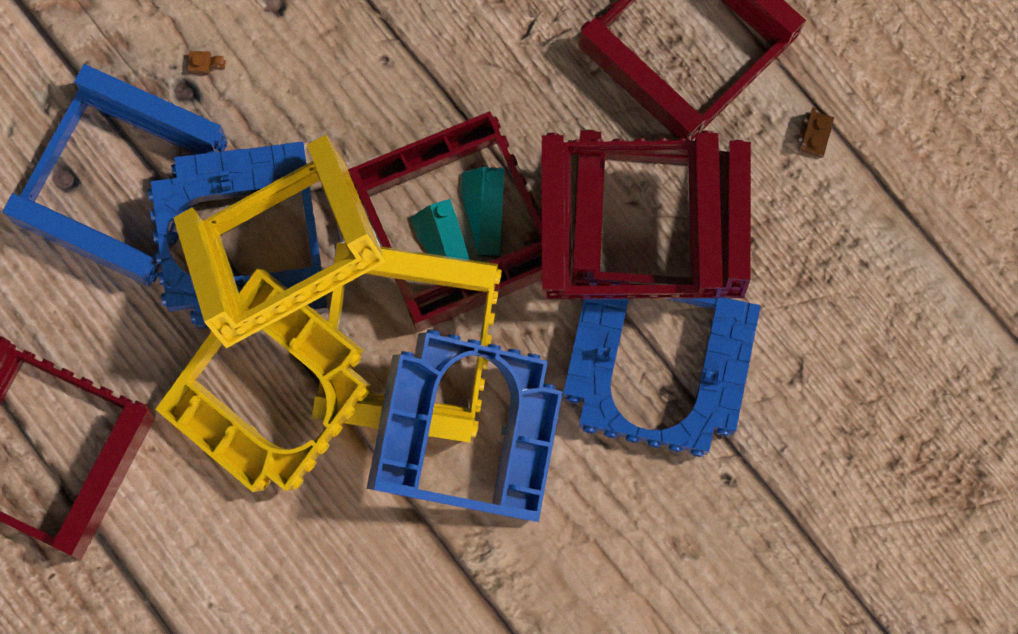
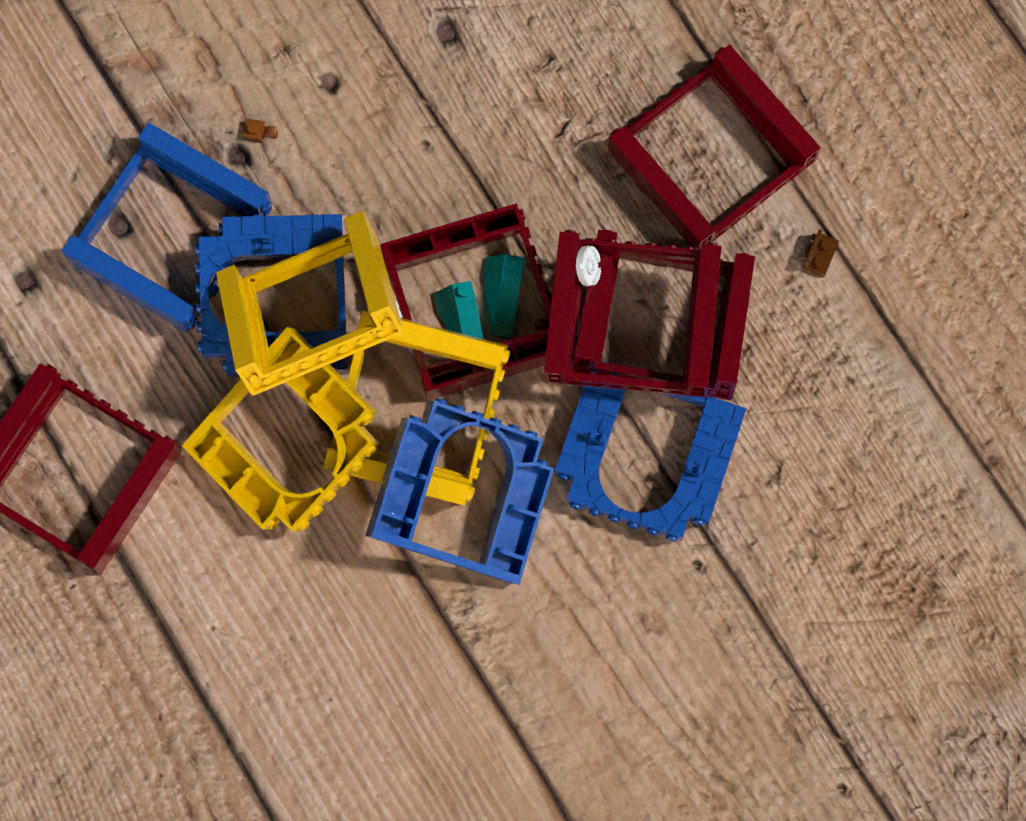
camera: 10 degrees right, 0 degrees up
(575, 170) = (587, 265): none -> white tile

